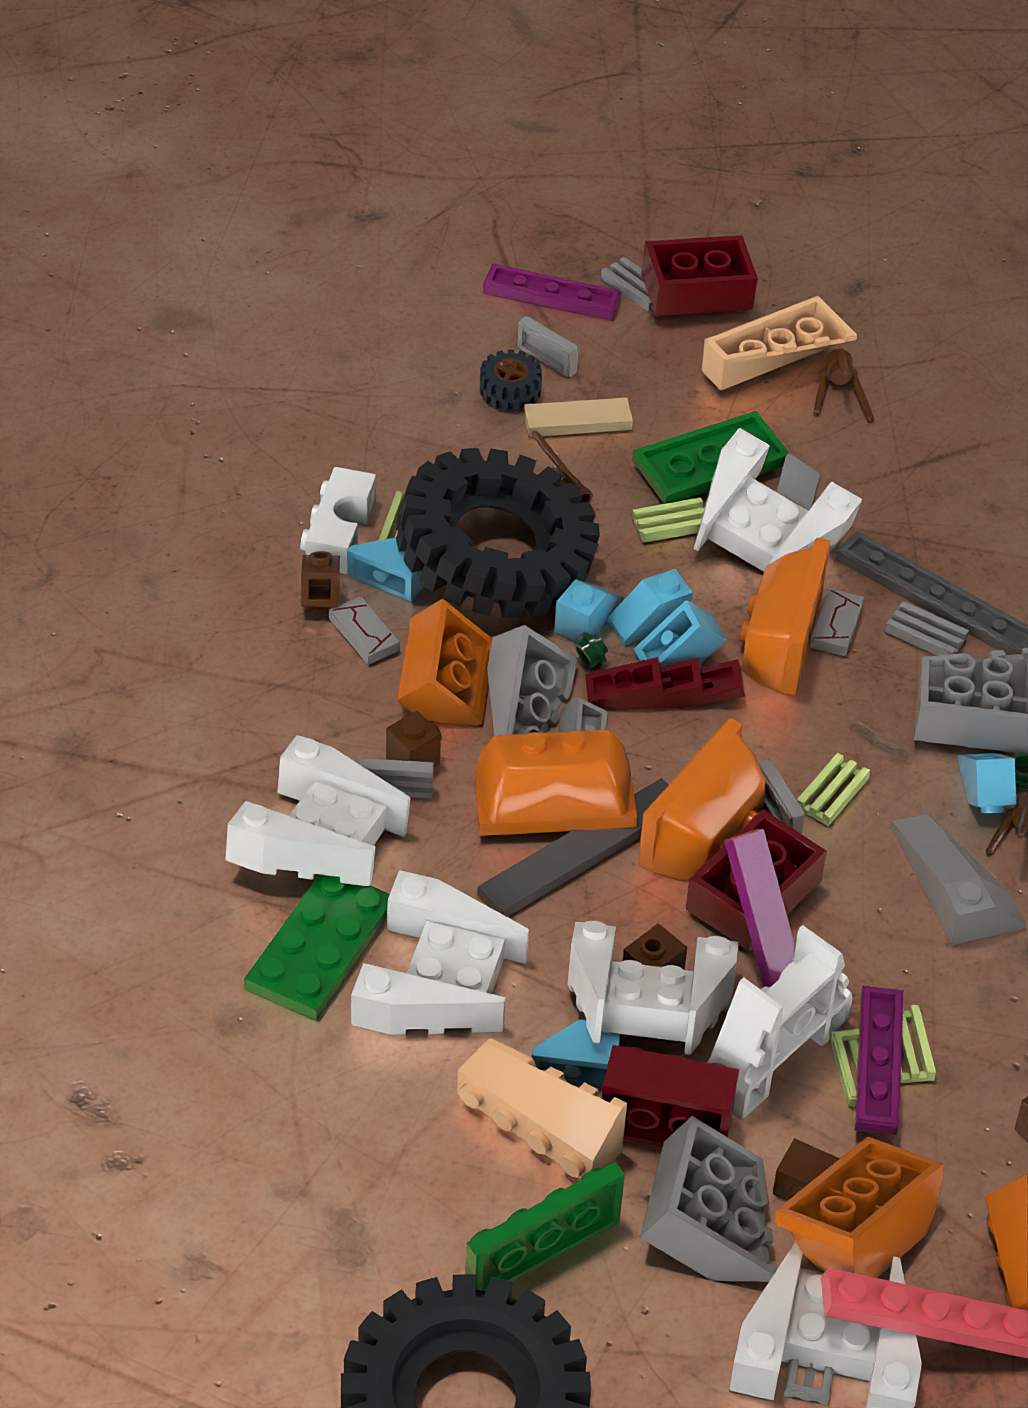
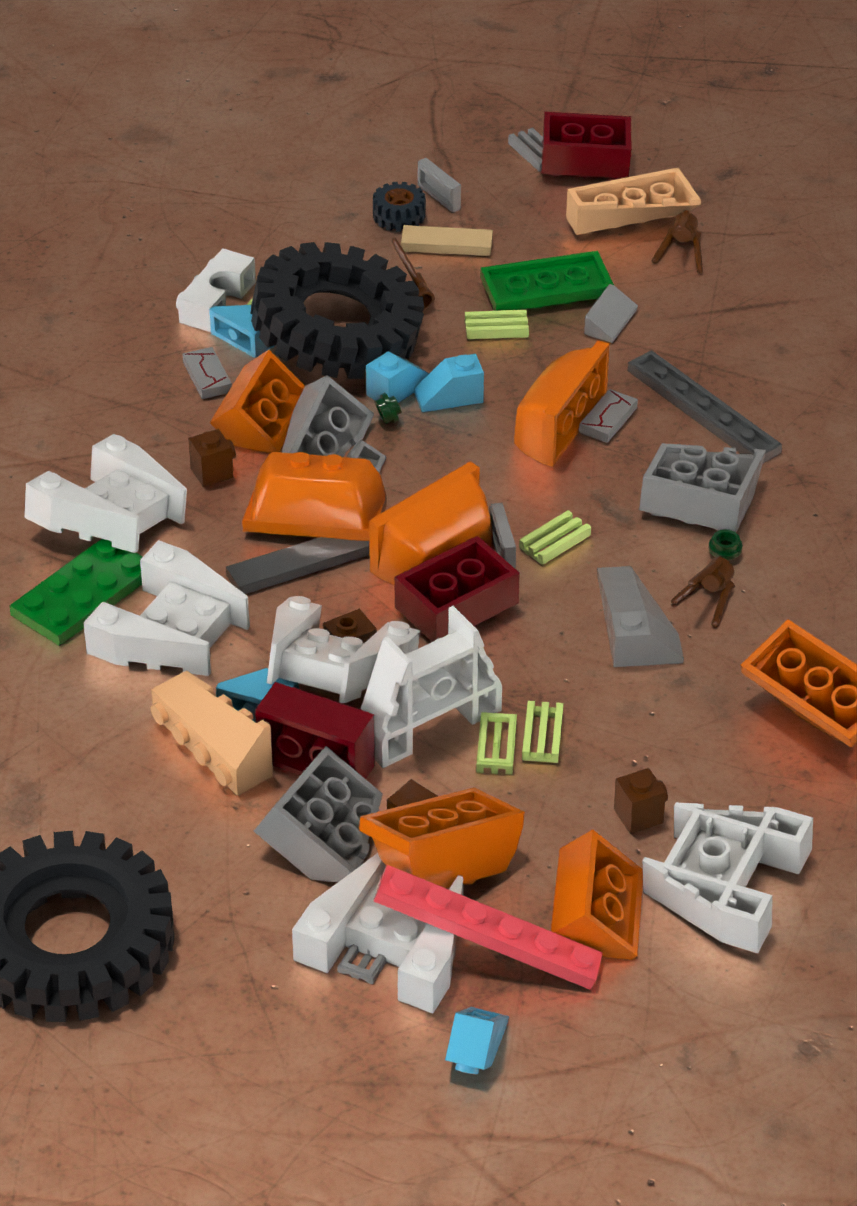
camera: 15 degrees right, 5 degrees down
(320, 580) = (181, 329): reddish brown brick -> none
(410, 777) = (195, 487): light grey tile -> none
(548, 1228) = (179, 812): green plate -> none
(552, 292) = (462, 147): magenta tile -> none
(674, 685) = (431, 442): dark red slope -> none
(683, 636) = (466, 410): medium azure slope -> none
(761, 522) = (556, 324): white wedge -> none
(761, 903) = (441, 582): tile -> none
(879, 1060) = (510, 737): magenta tile -> none
(928, 627) = (685, 428): light grey tile -> none
(988, 780) = (689, 547): medium azure slope -> none

